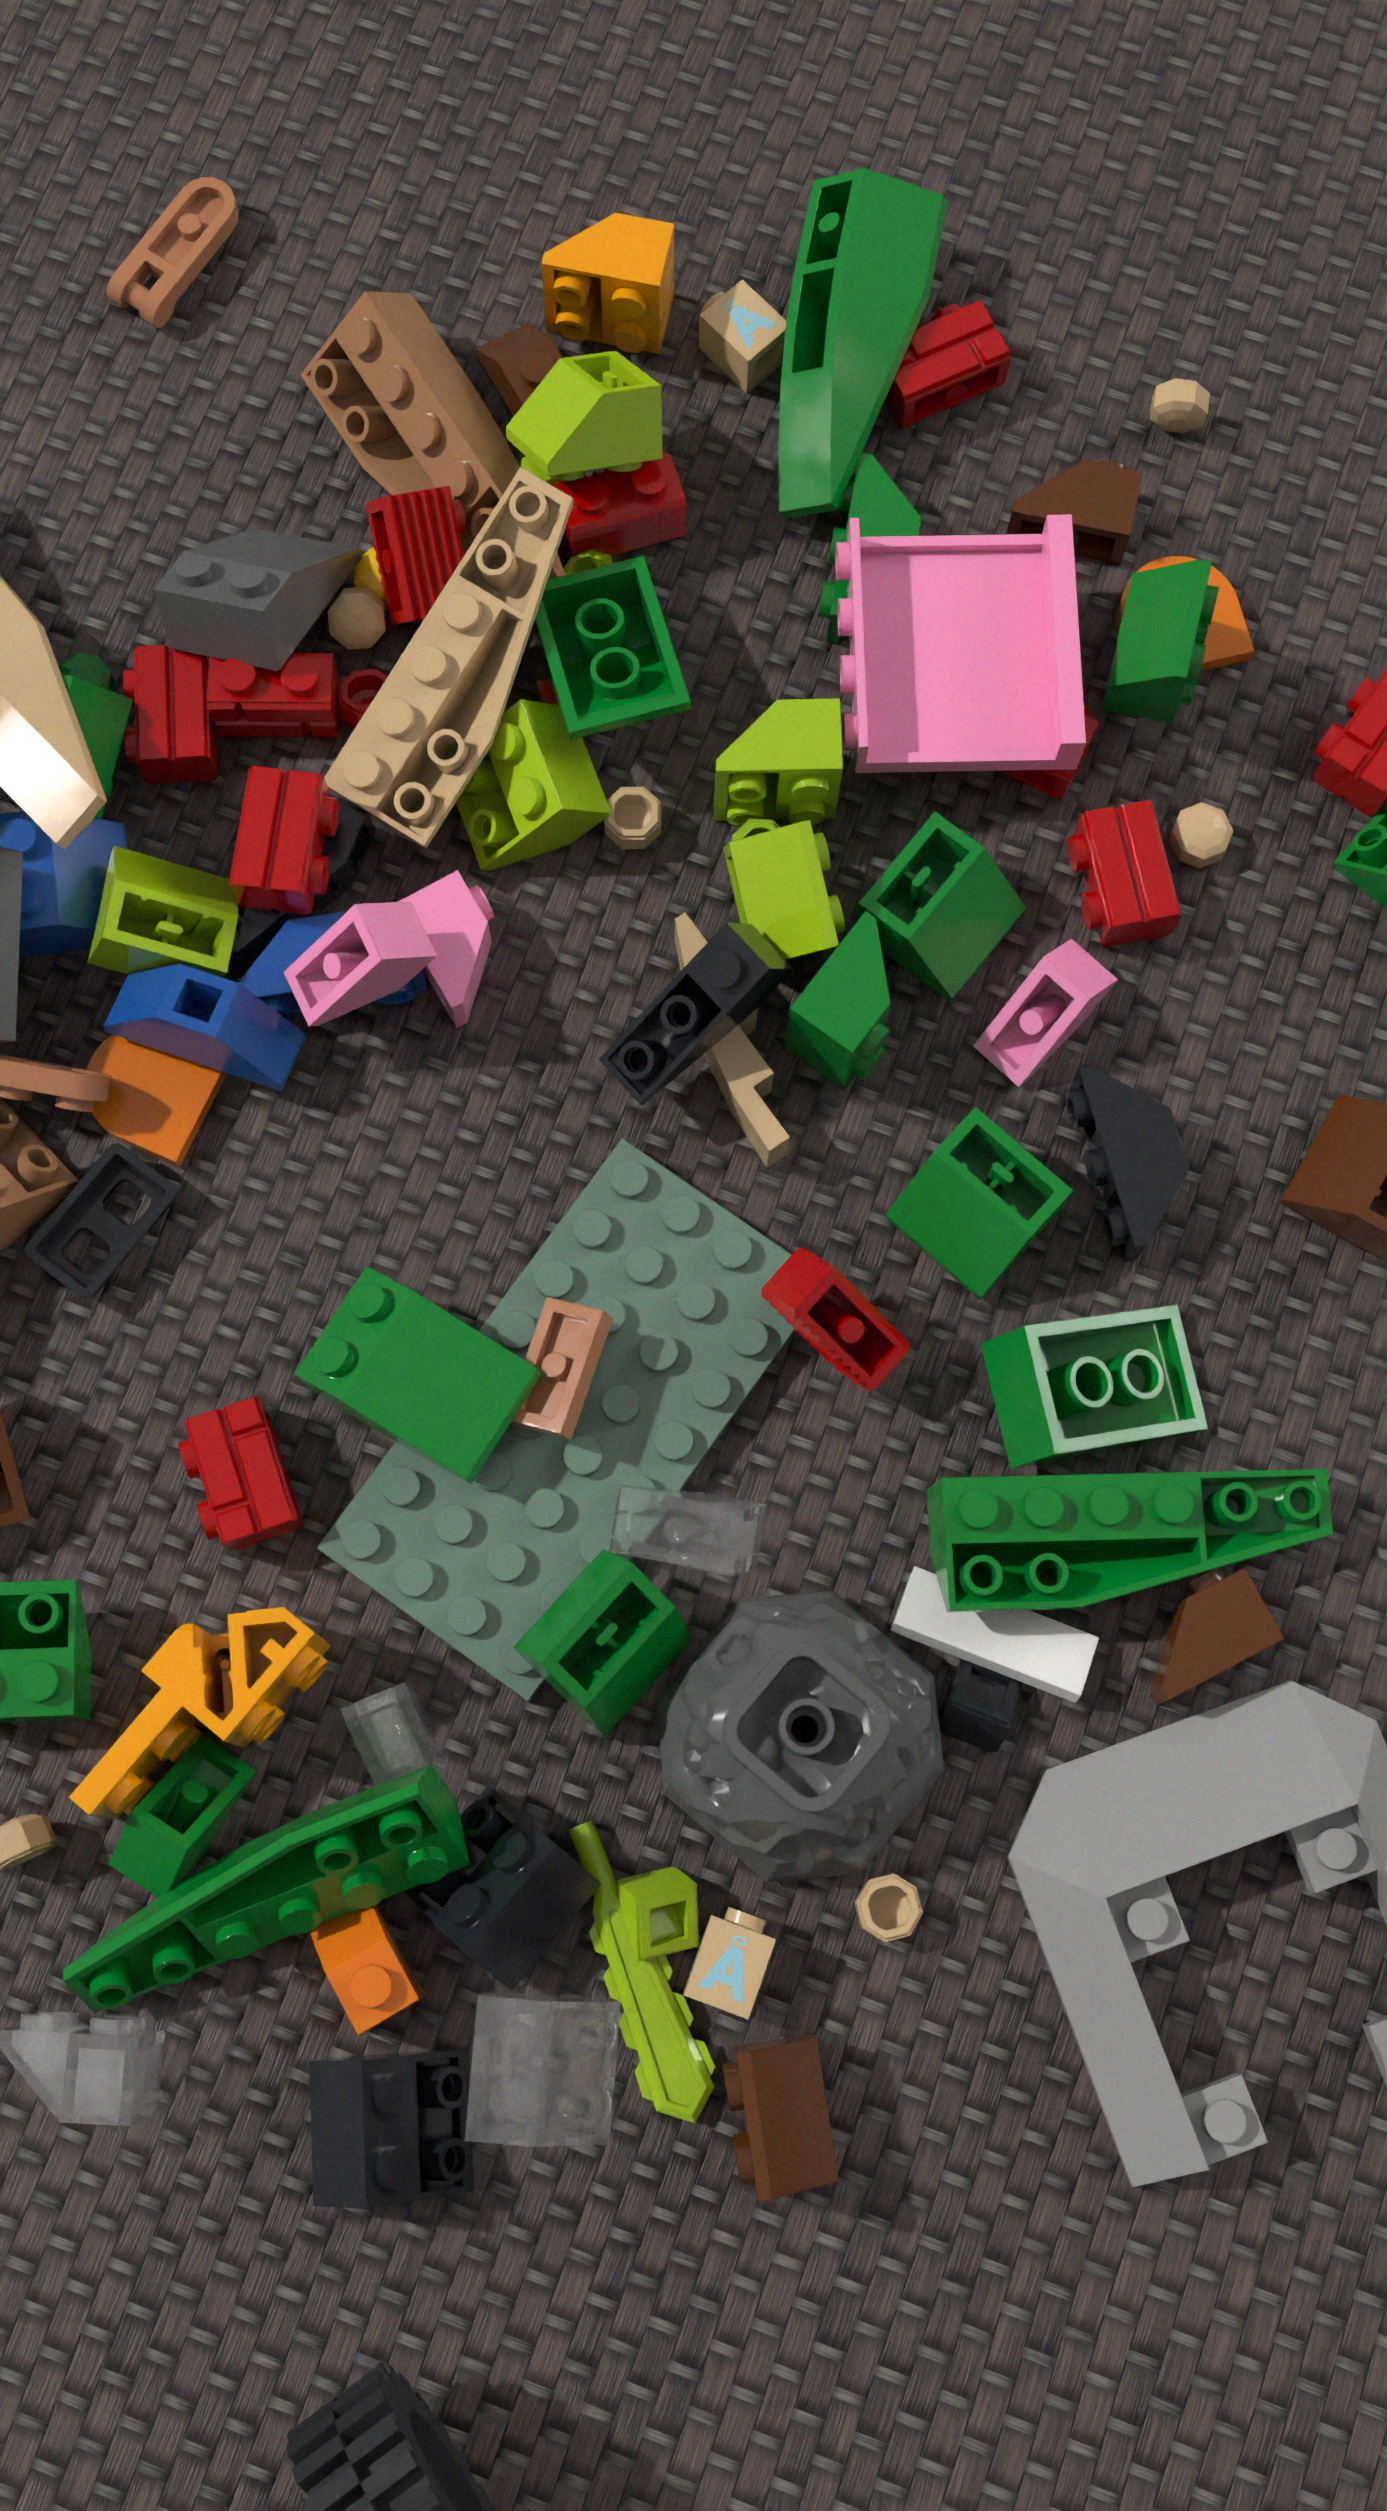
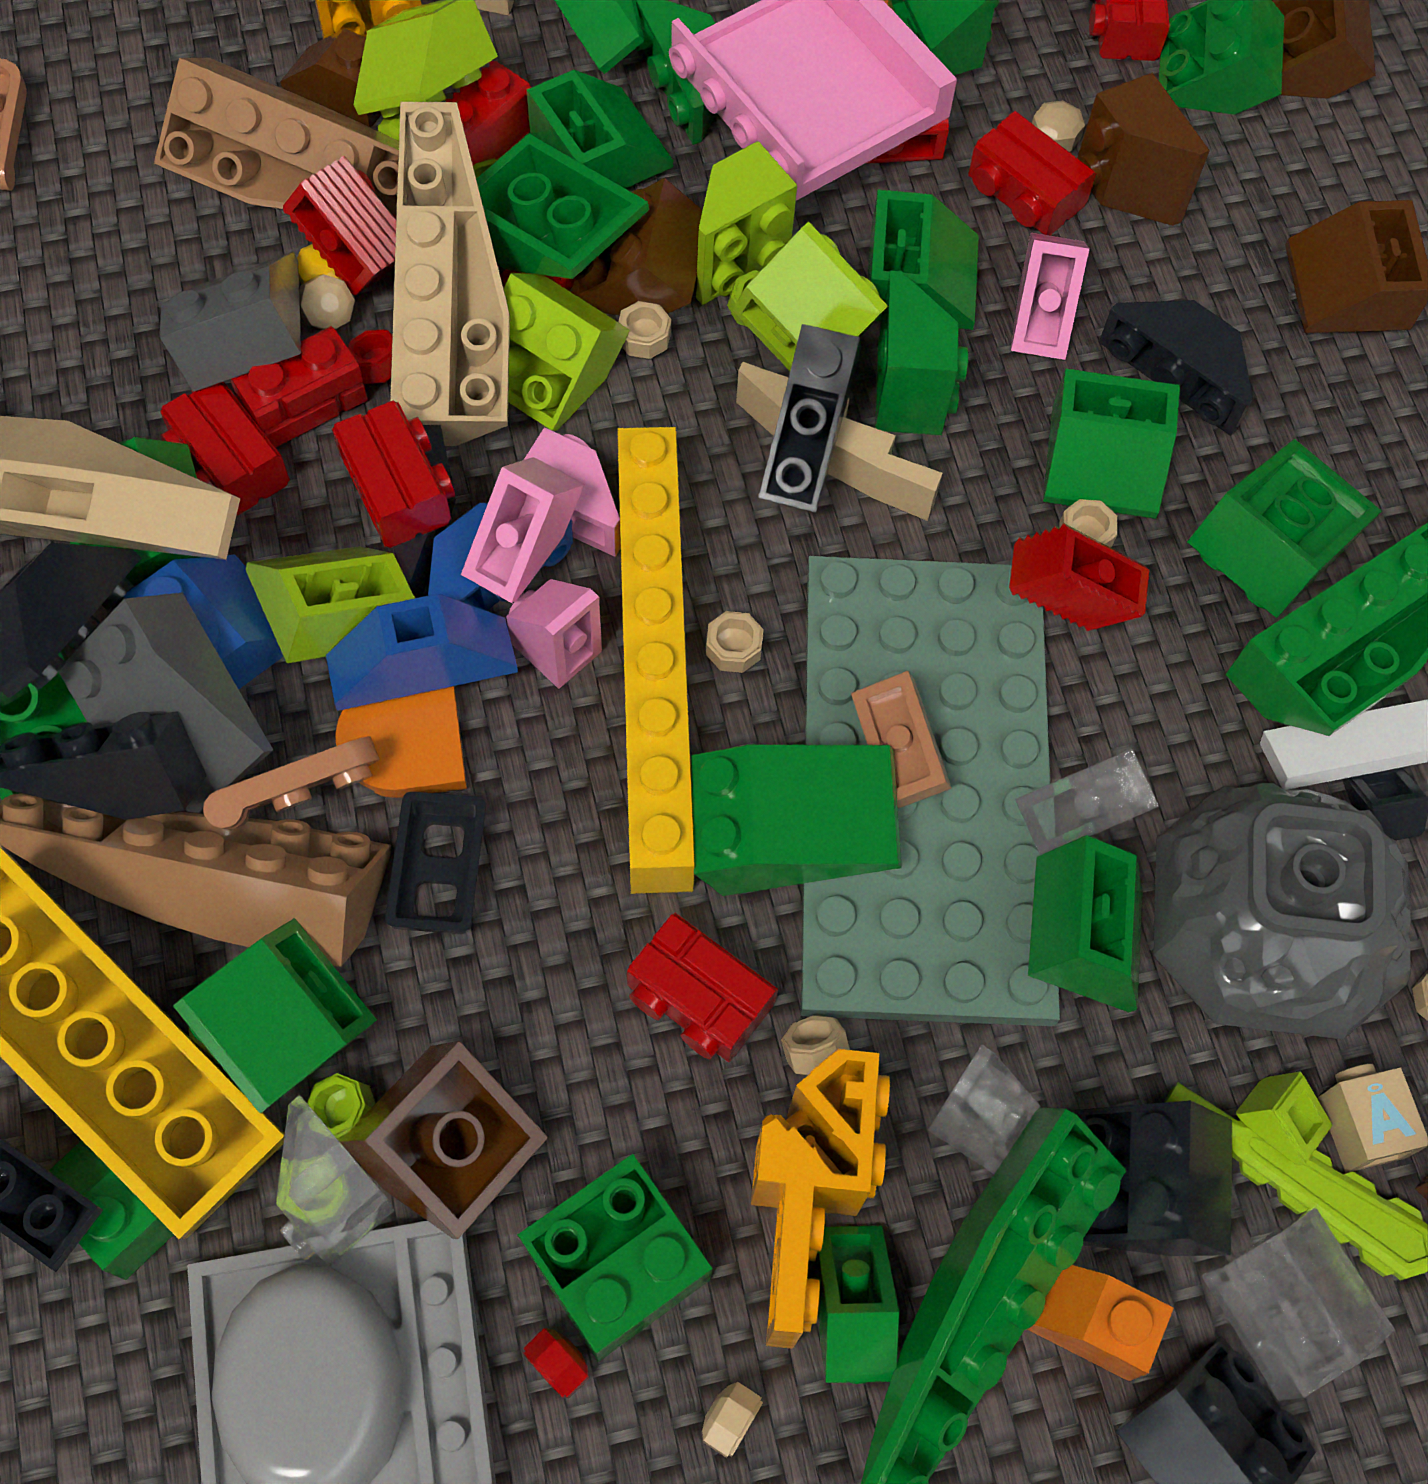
camera: 35 degrees left, 10 degrees down
(304, 1586) = (812, 1041): none -> tan tile
(339, 1072) = (557, 629): none -> bright pink slope
(414, 1140) = (654, 664): none -> yellow brick
(496, 1178) = (734, 641): none -> tan tile
(679, 751) = (650, 260): none -> reddish brown slope
(727, 585) = (596, 127): none -> green slope
(902, 1271) = (1092, 519): none -> tan tile
(1239, 916) = (1142, 151): none -> reddish brown slope

